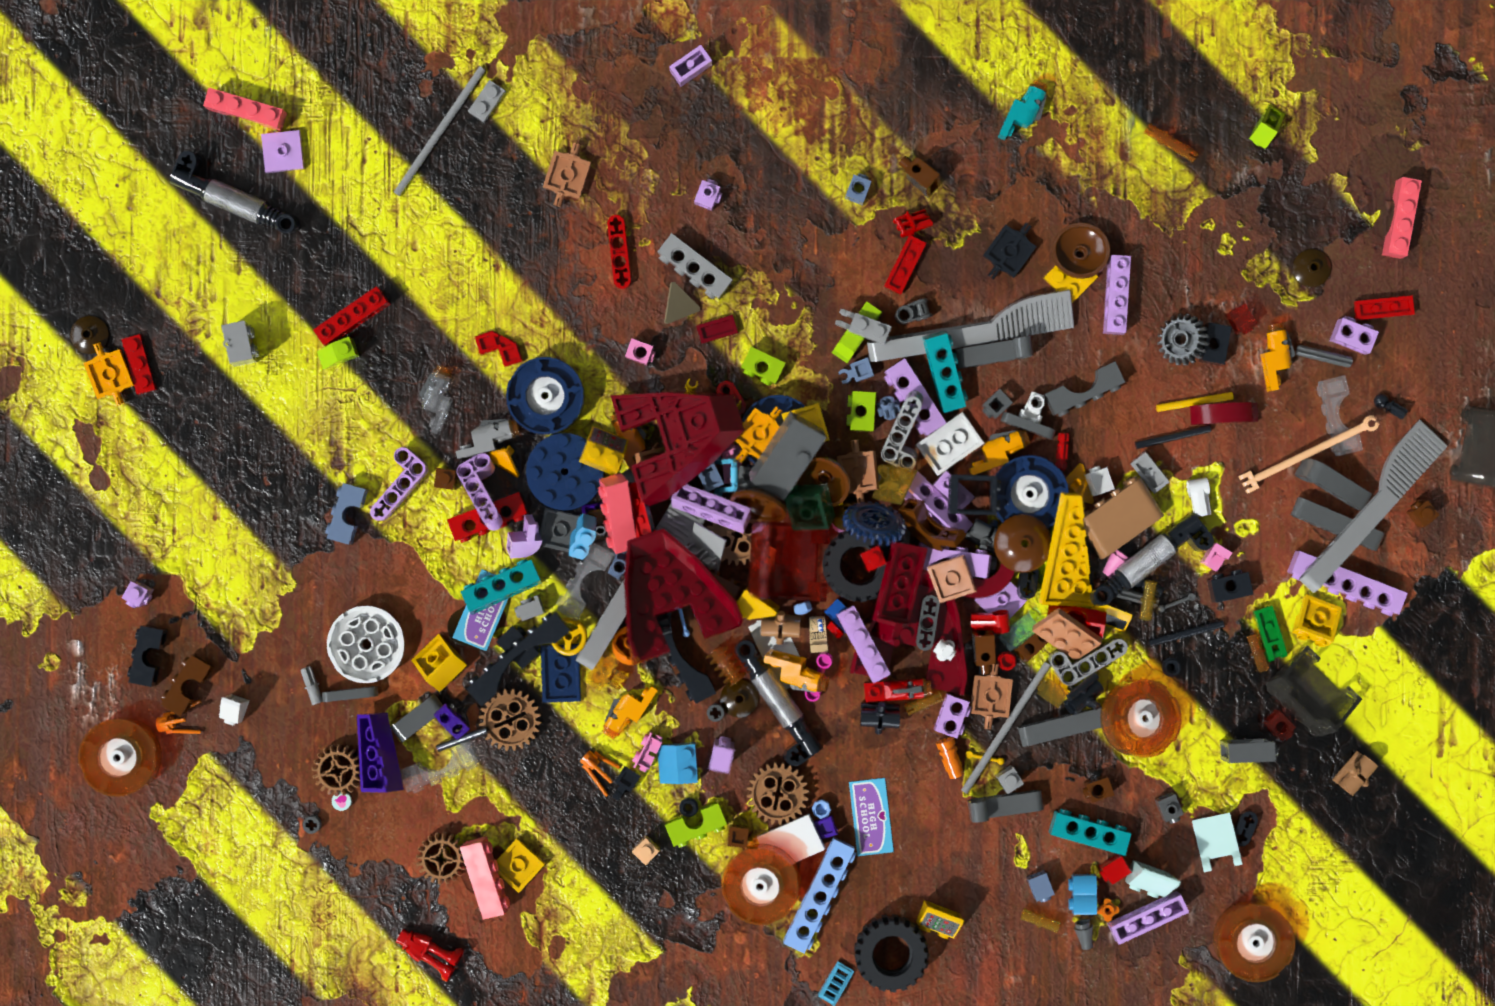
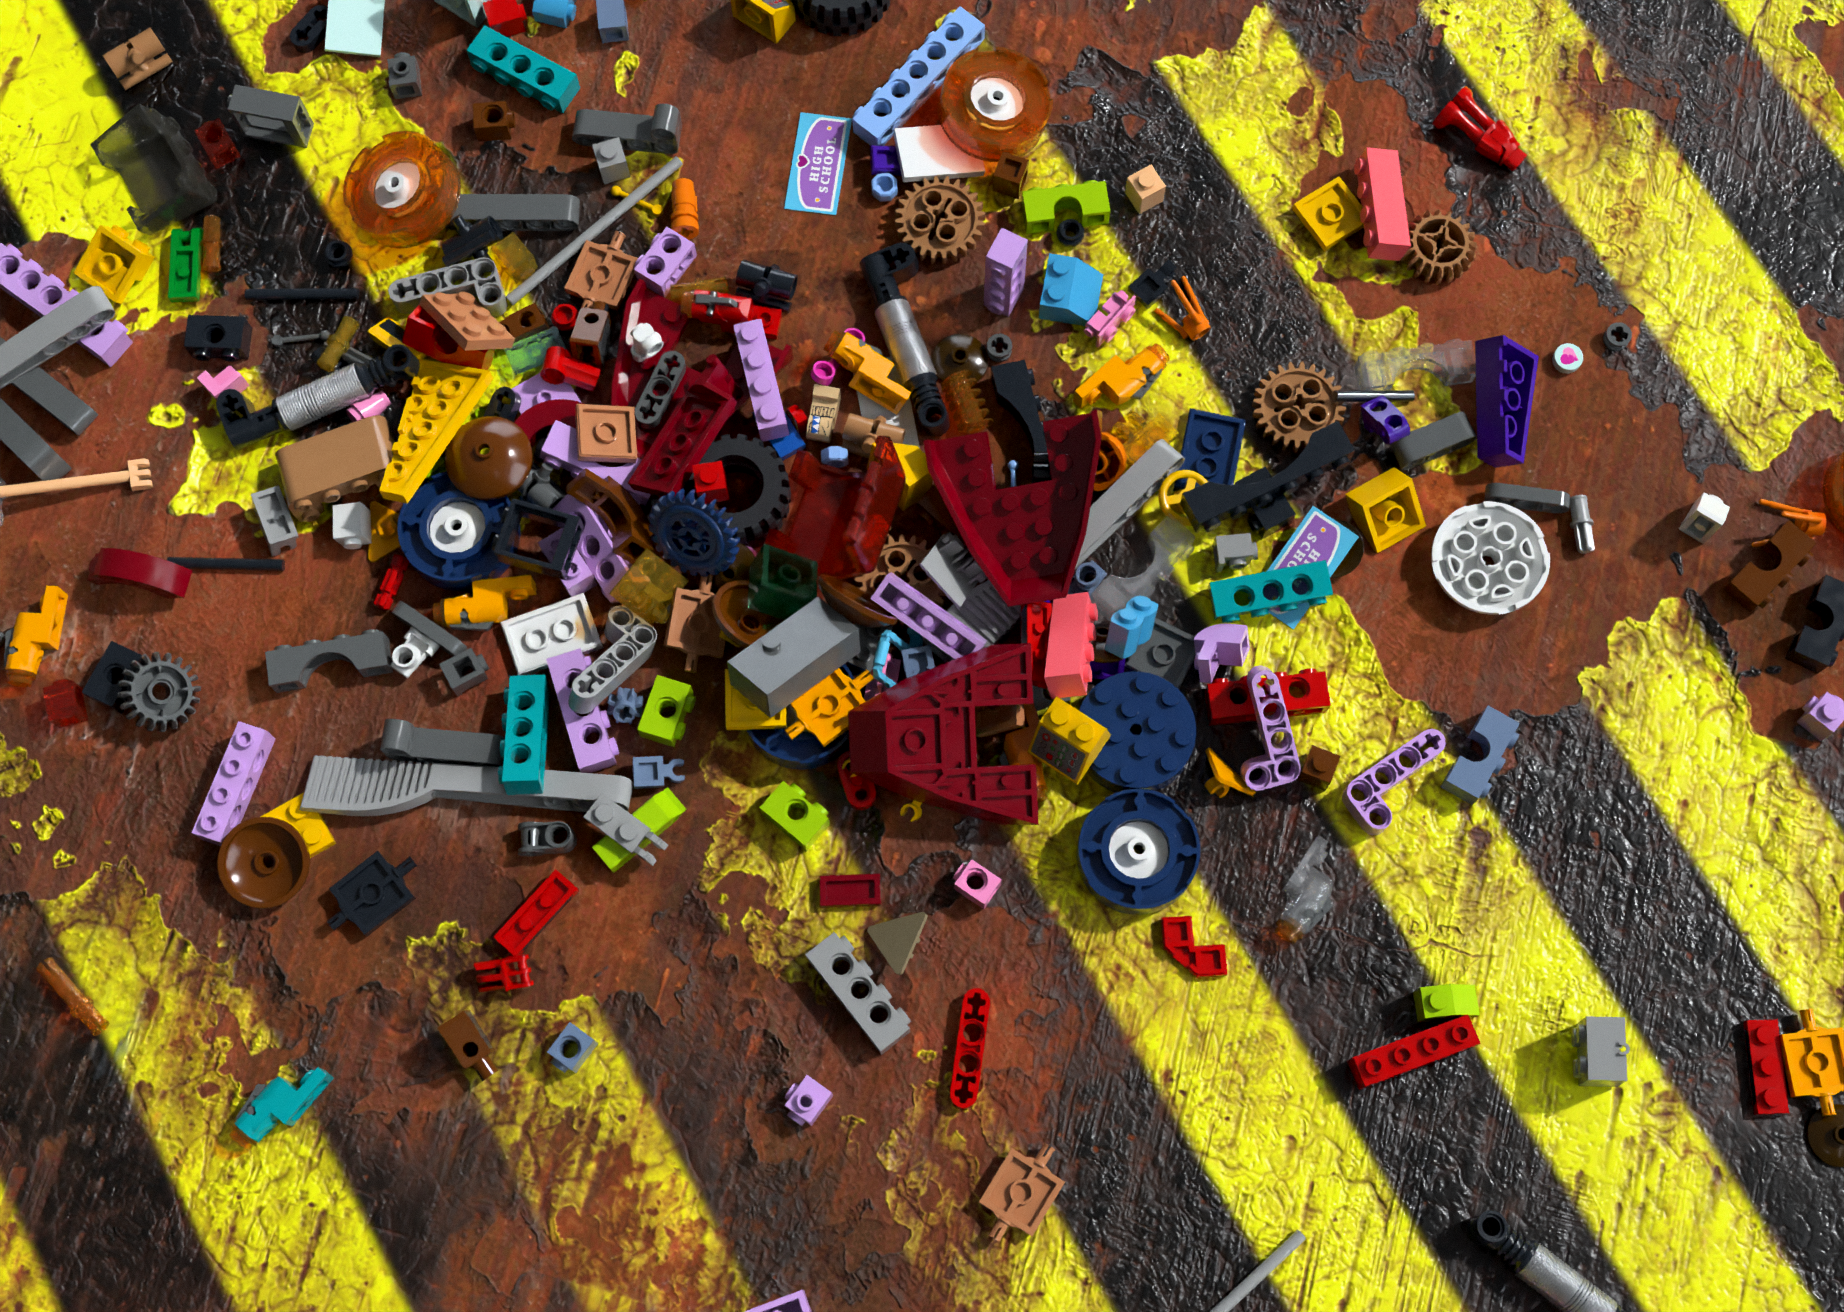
camera: 165 degrees left, 15 degrees down
(321, 774) = (1574, 387): medium nougat gear -> none
(486, 436) = (1243, 816): light grey plate -> none
(1195, 401) = (176, 605): yellow bar -> none
(1198, 491) = (216, 475): white piece -> none

